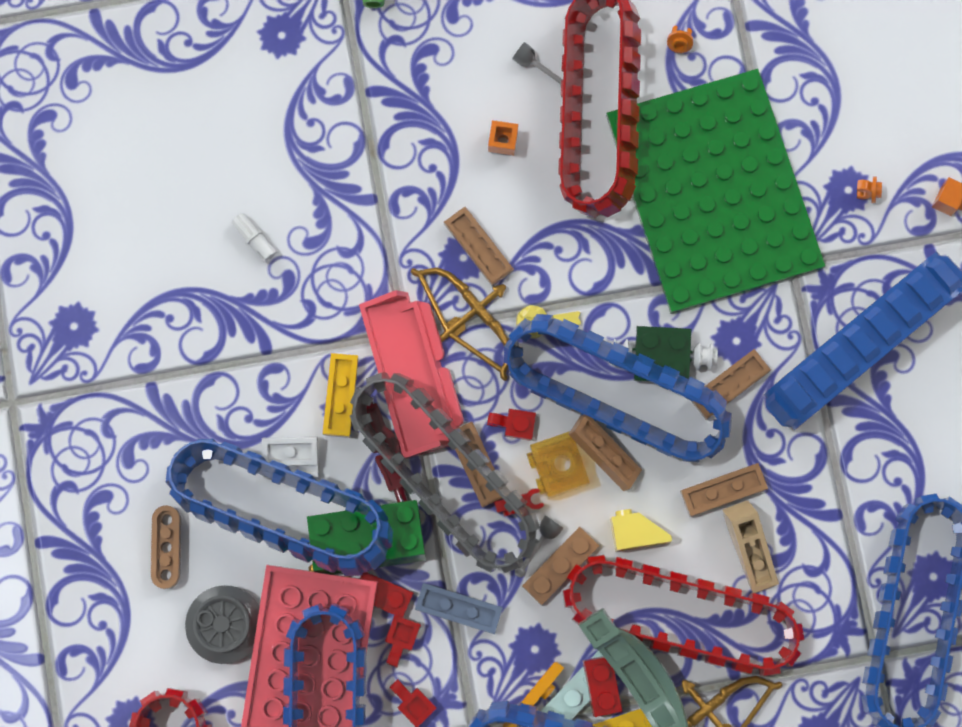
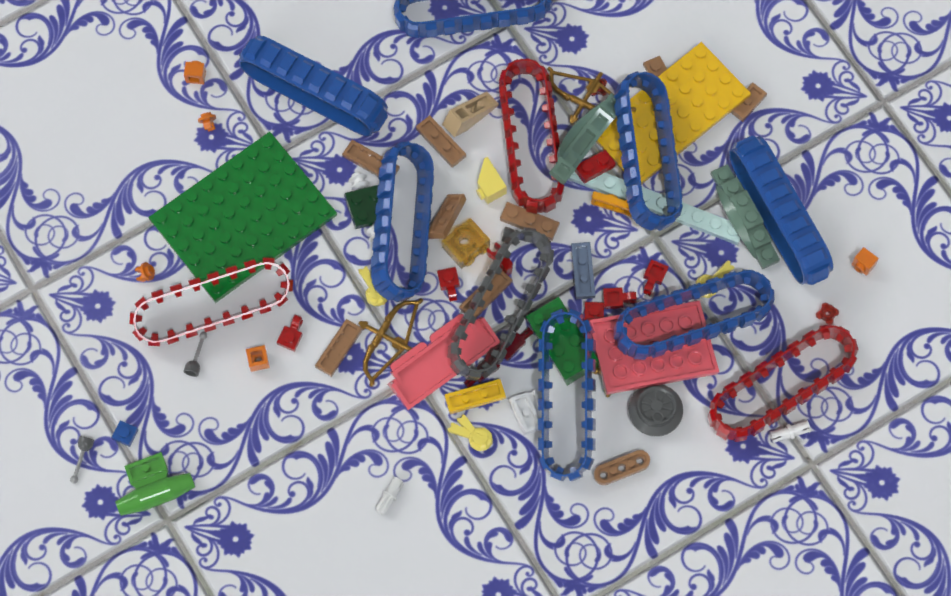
camera: 110 degrees left, 10 degrees down
(282, 379) = (479, 438): none -> light yellow piece
(520, 191) = (291, 336): none -> red plate

